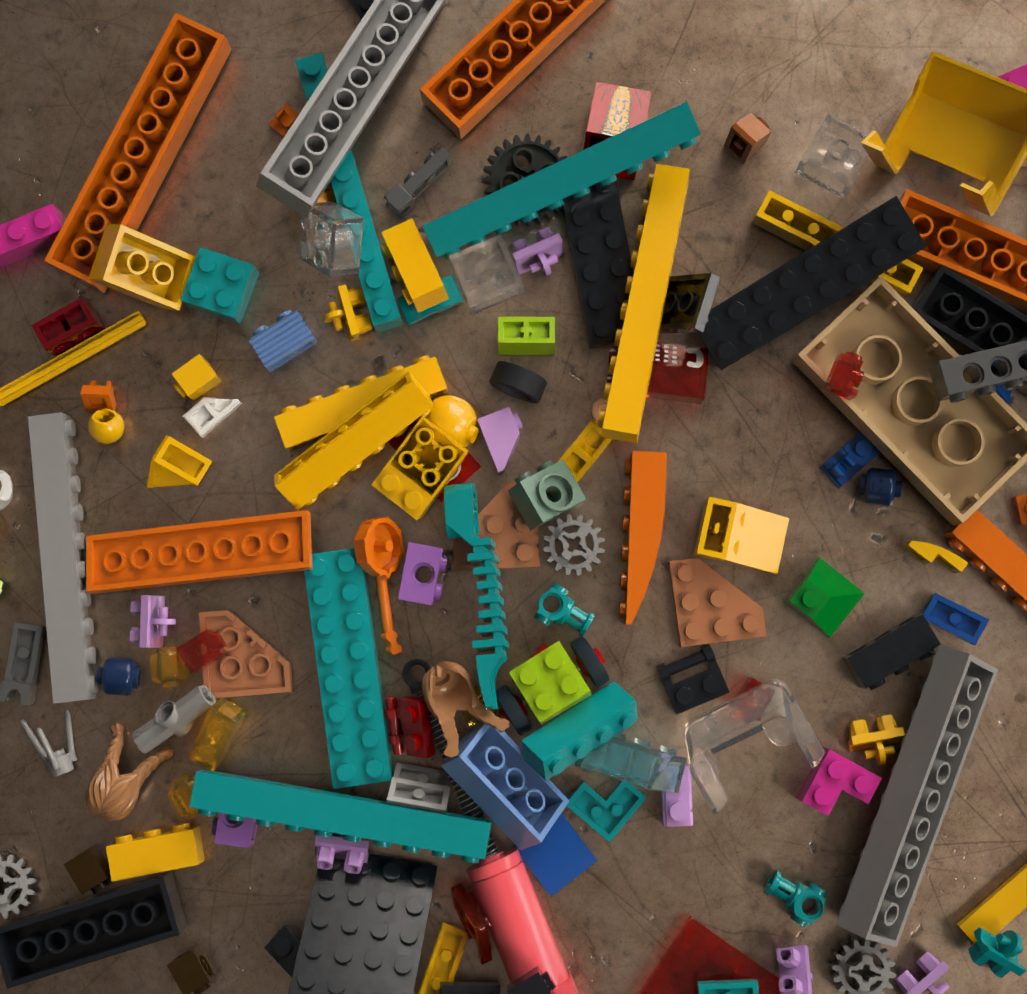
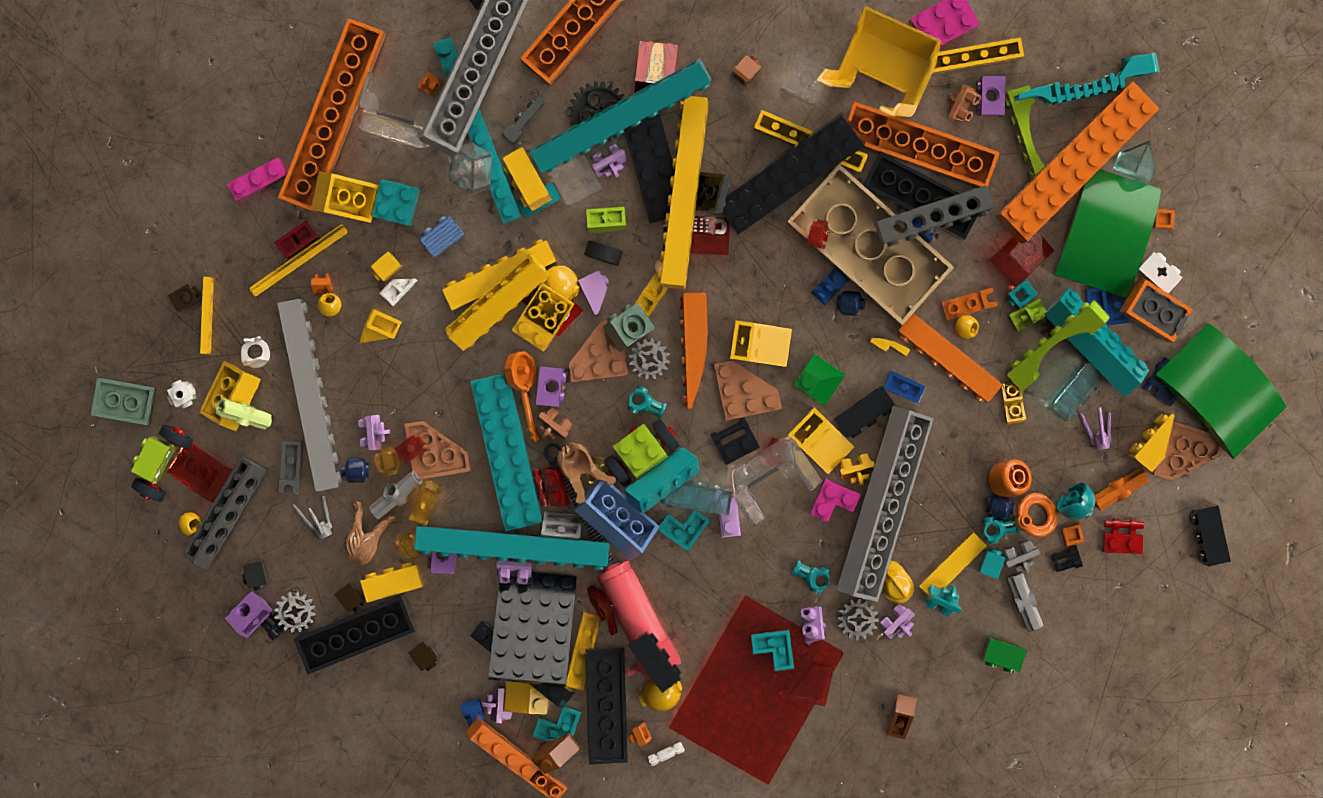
camera: 10 degrees left, 5 degrees up
(199, 552) = (401, 384): orange plate -> none
(217, 172) = (387, 125): none -> clear windscreen
(354, 324) = (489, 221): yellow hips -> none
(432, 640) = (547, 418): none -> nougat hips
(463, 523) = (574, 350): teal piece -> none
(558, 857) = (654, 562): blue slope -> none
(823, 688) = (820, 440): none -> yellow slope
(927, 921) = (897, 584): none -> yellow piece

